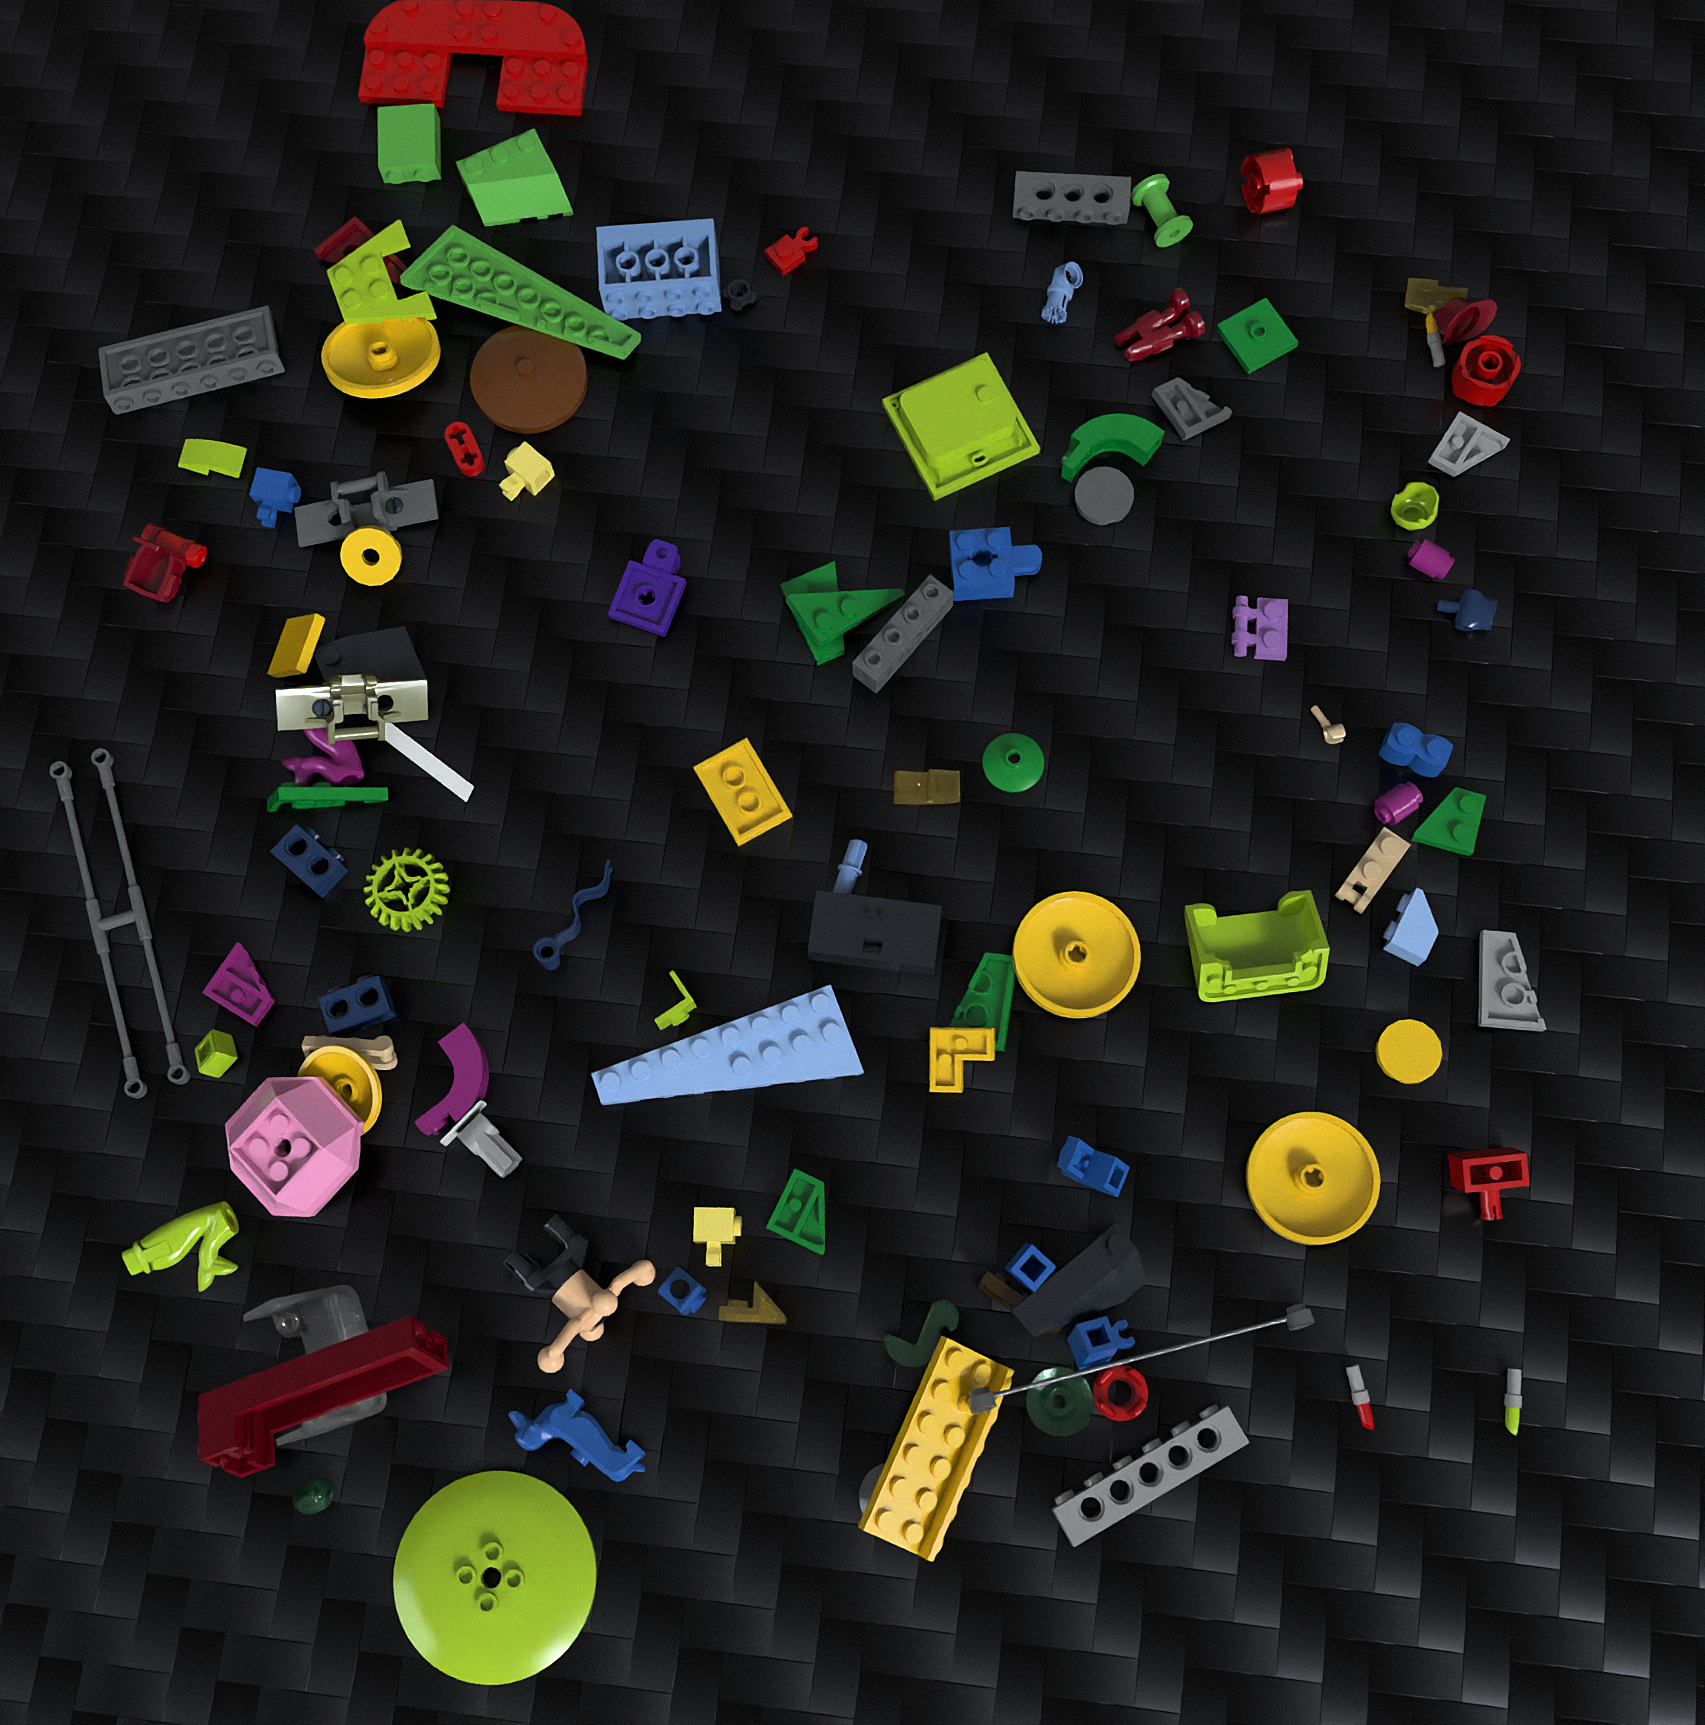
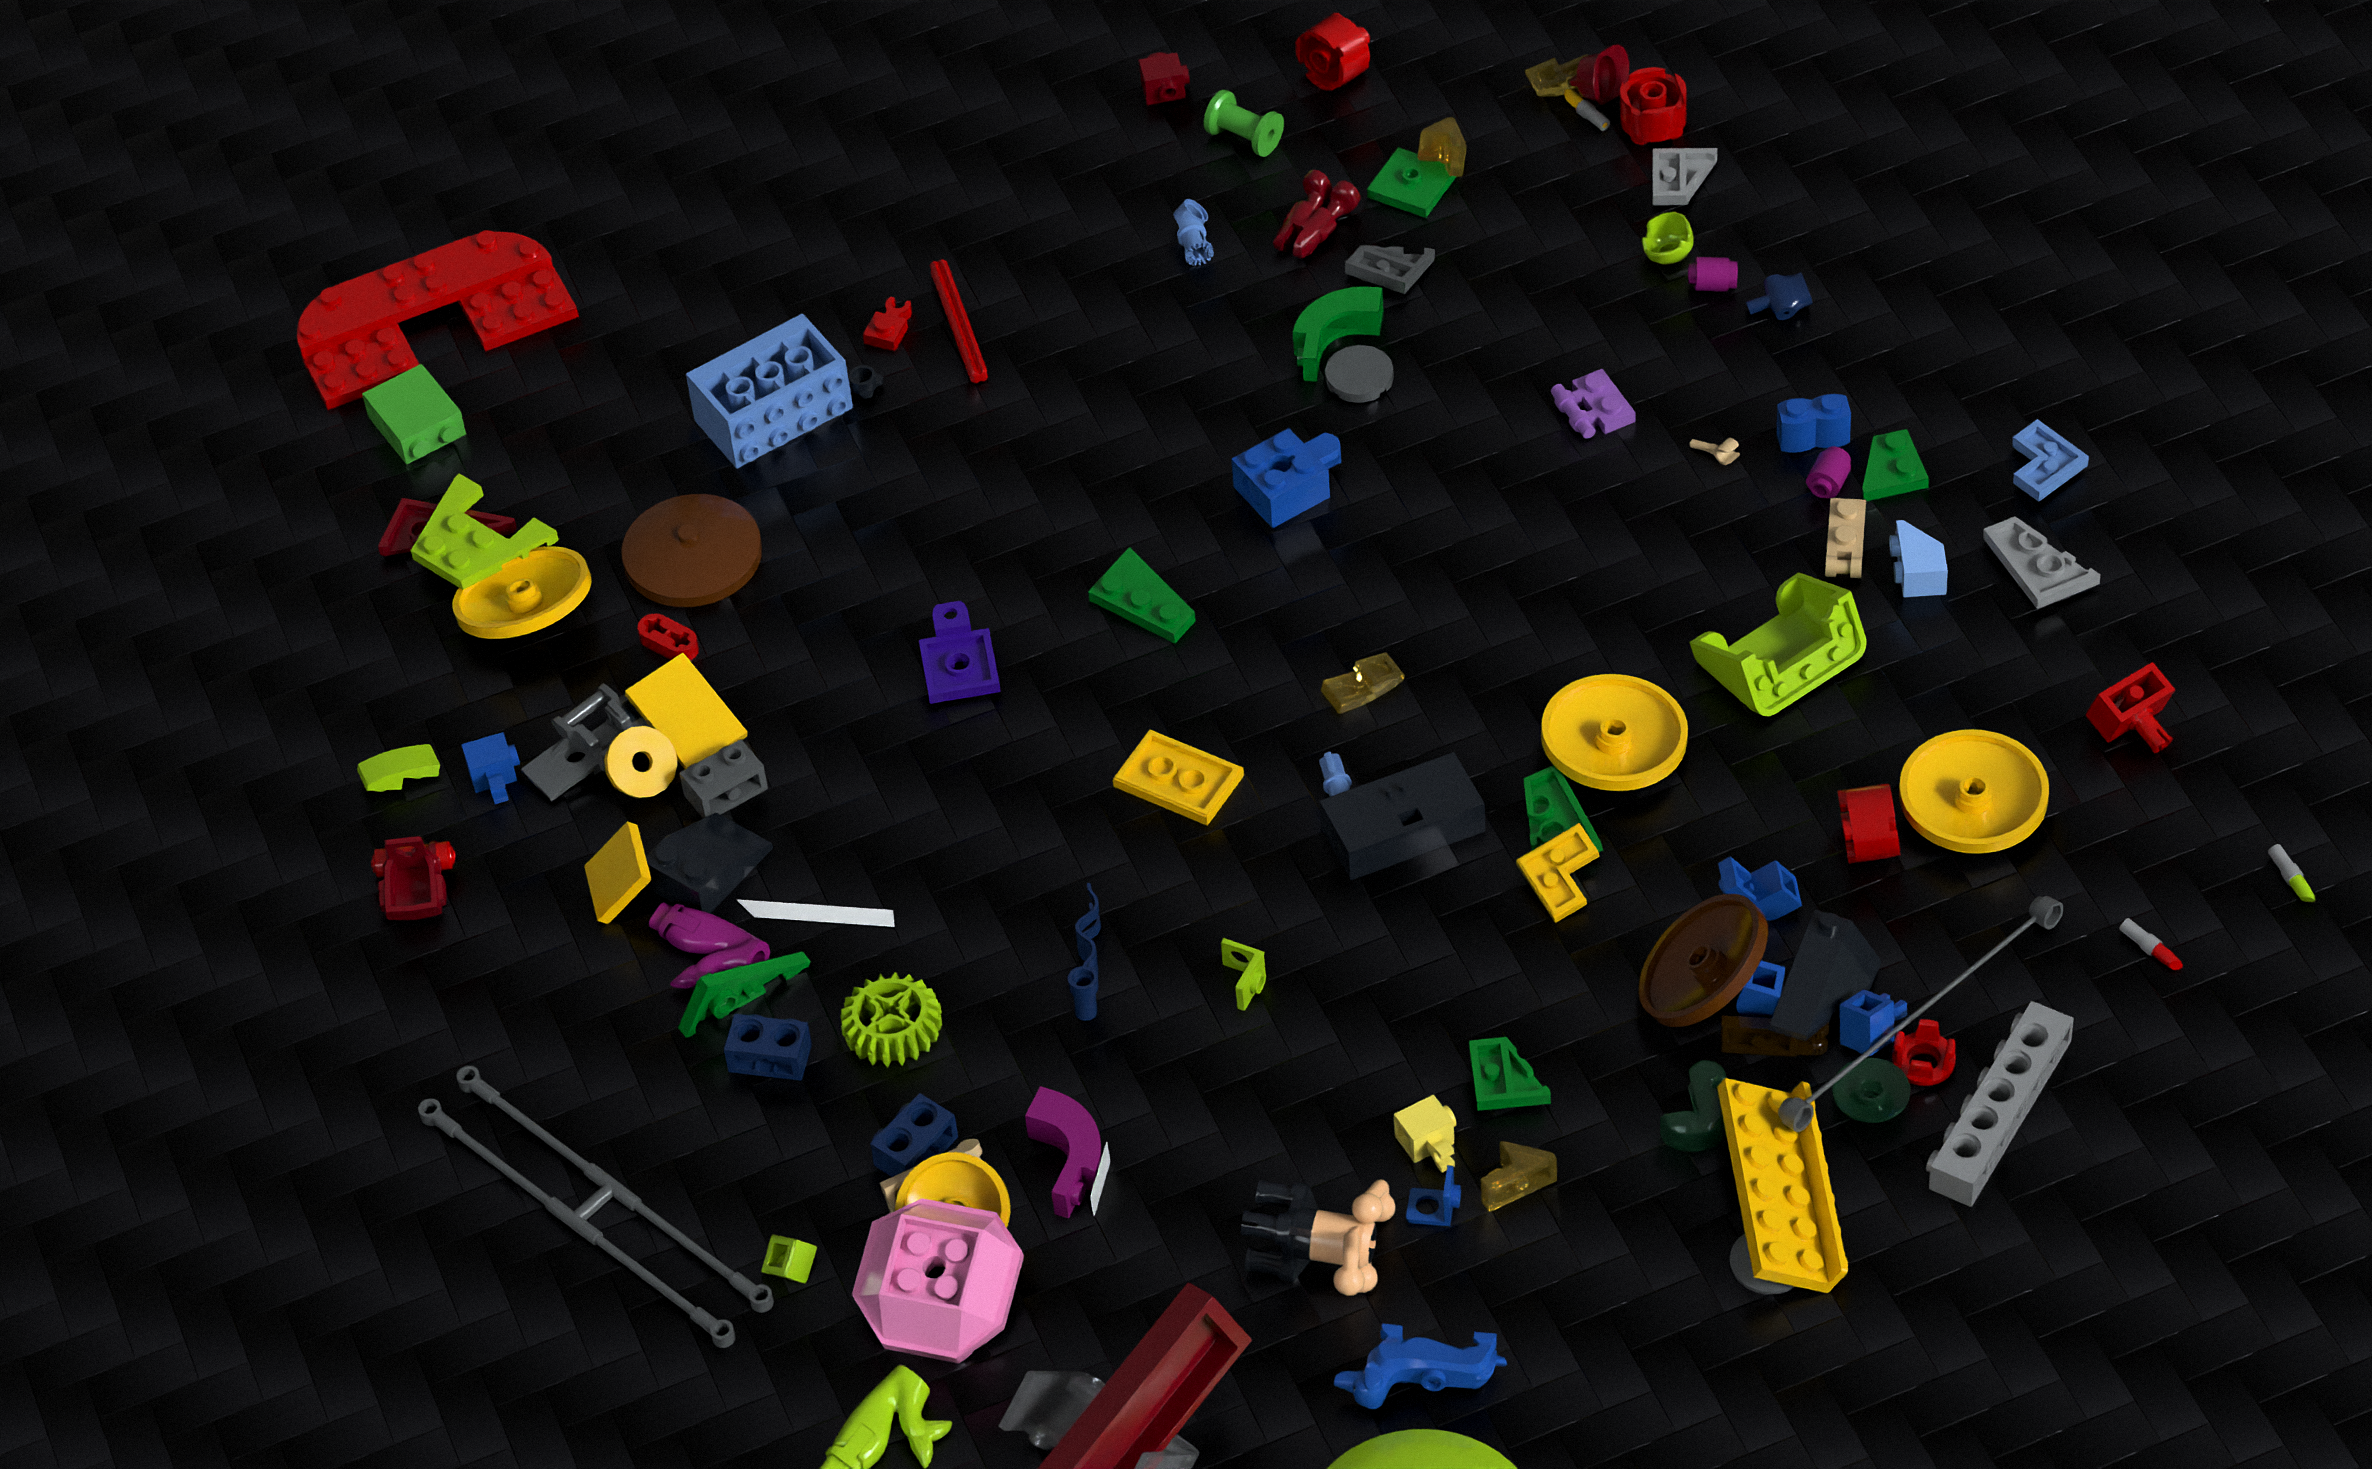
camera: 30 degrees left, 25 degrees down
(189, 360) = (310, 699): dark grey bracket -> none
(240, 987) = (774, 1190): magenta wing -> none
(351, 694) = (713, 873): piece -> none
(421, 603) = (723, 780): none -> dark grey brick
(428, 529) = (685, 711): none -> yellow tile
(485, 1141) = (1132, 1181): light grey piece -> none
(486, 280) = (591, 486): bright green wing -> none
(514, 181) = (554, 394): bright green wedge -> none
(527, 470) = (751, 621): light yellow brick -> none
(772, 1046) = (1352, 976): light blue wing -> none
(834, 613) = (1166, 582): green wing -> none
(842, 276) = (958, 321): none -> red axle
(903, 634) = (1245, 569): dark grey brick -> none
(957, 422) = (1173, 384): lime piece -> none
(1001, 1219) = (1703, 960): none -> reddish brown dish
(1011, 776) = (1433, 625): green dish -> none
(1084, 189) = (1145, 154): dark grey brick -> none
(1129, 131) = (1163, 77): none -> dark red brick
(1213, 1161) = (1869, 823): none -> red brick
(1298, 317) = (1444, 144): none -> clear yellow slope
(1408, 1051) = (1988, 659): yellow tile -> none
(1584, 891) = (2051, 458): none -> medium blue plate

